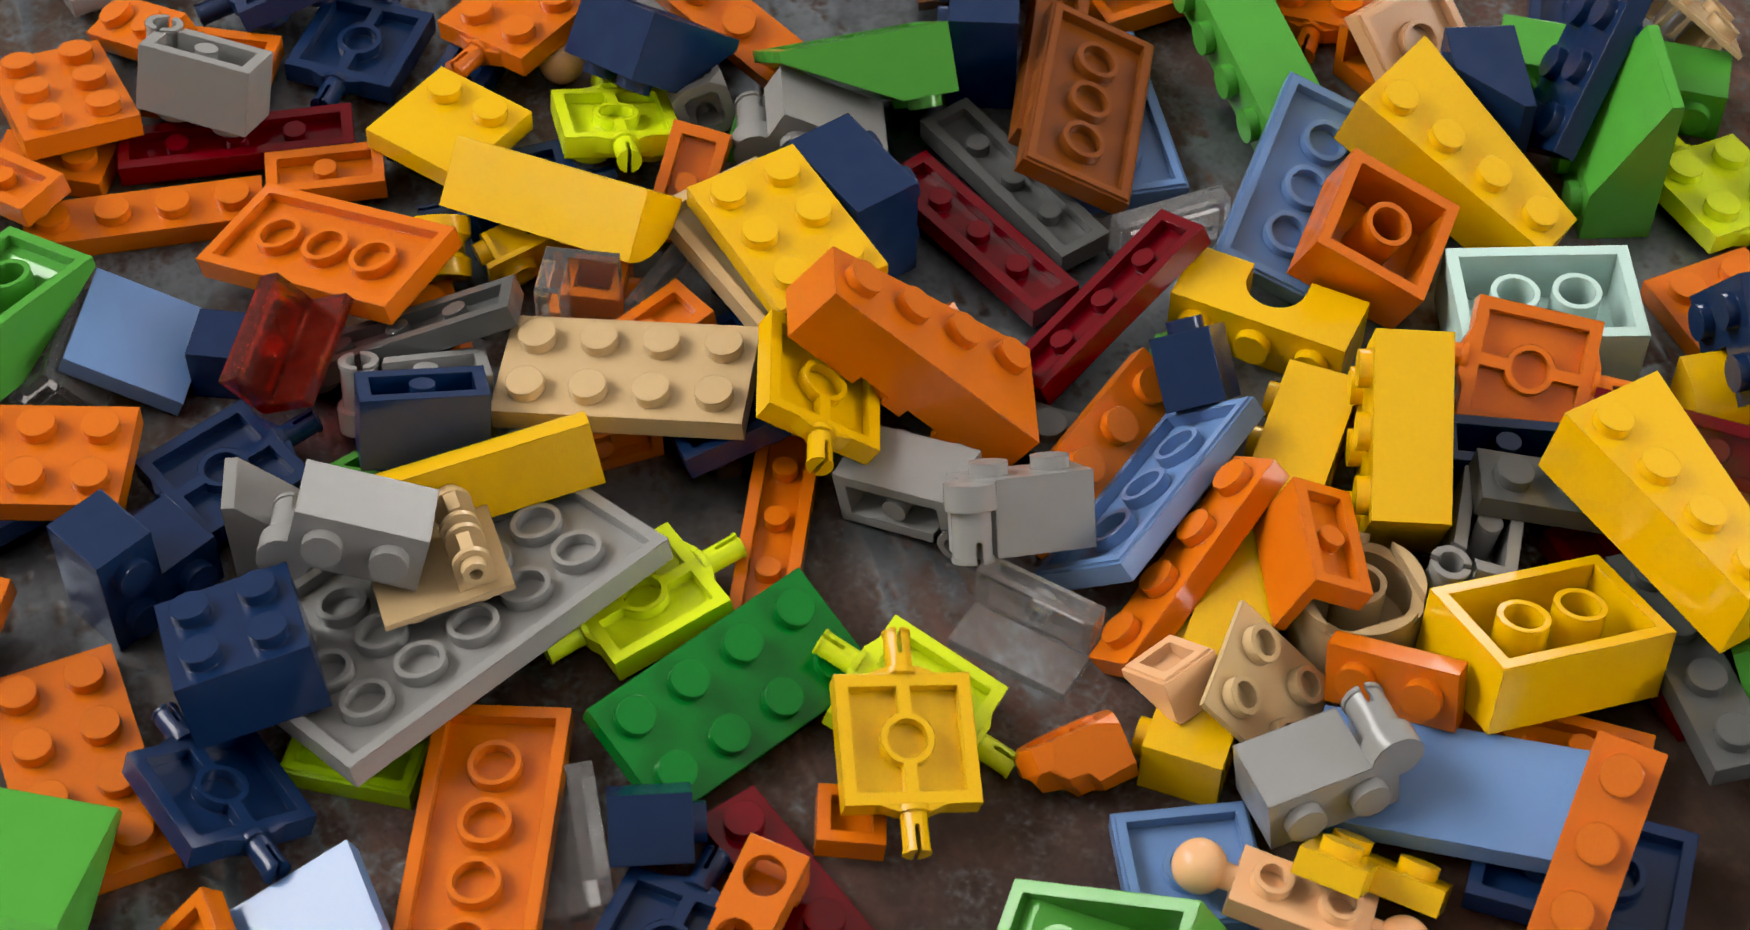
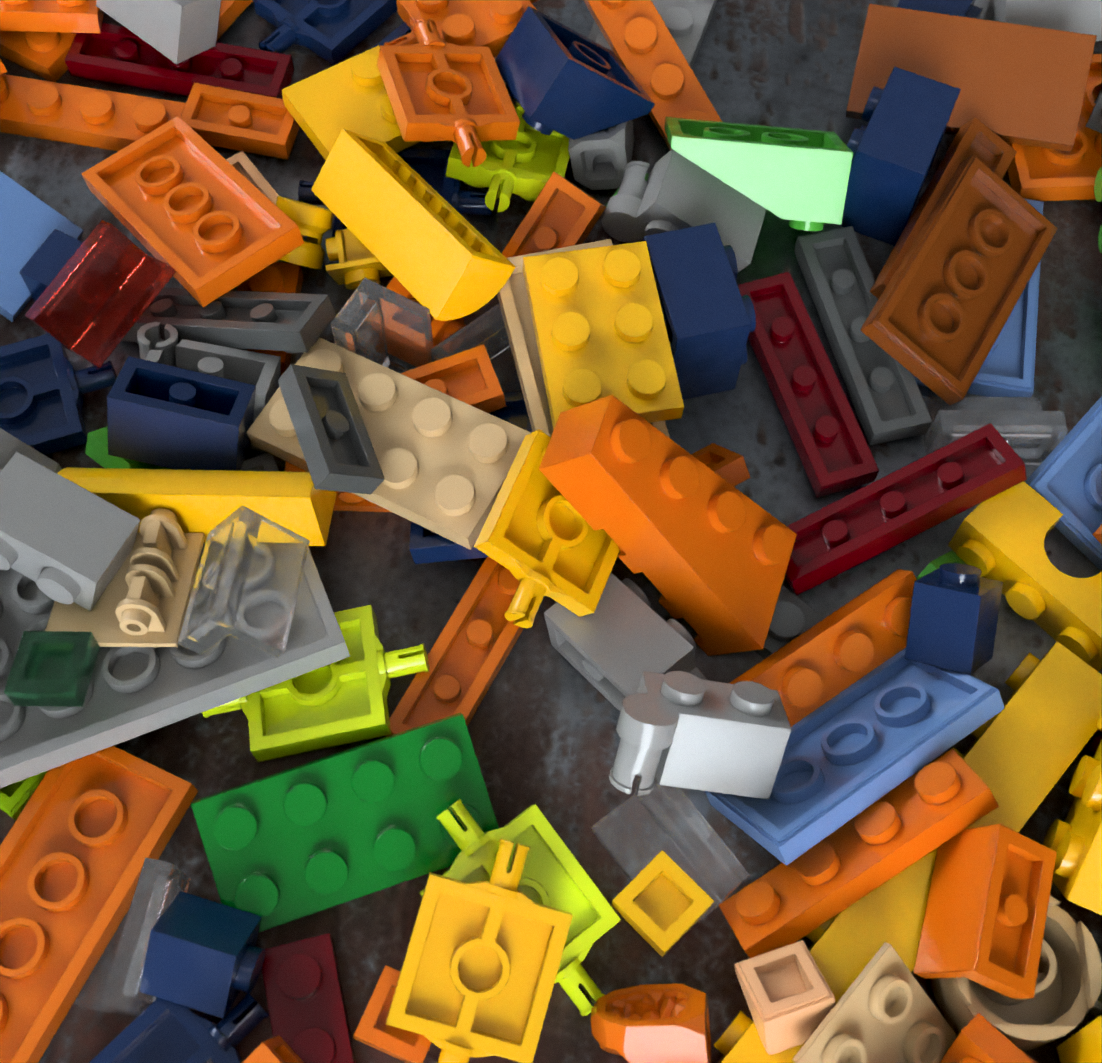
camera: 20 degrees right, 15 degrees up
(411, 636) = (52, 669): none -> clear green plate
(539, 82) = (447, 93): none -> orange plate
(545, 516) = (245, 584): none -> clear panel
(574, 363) = (330, 430): none -> dark grey plate
(1039, 662) = (662, 903): none -> yellow plate

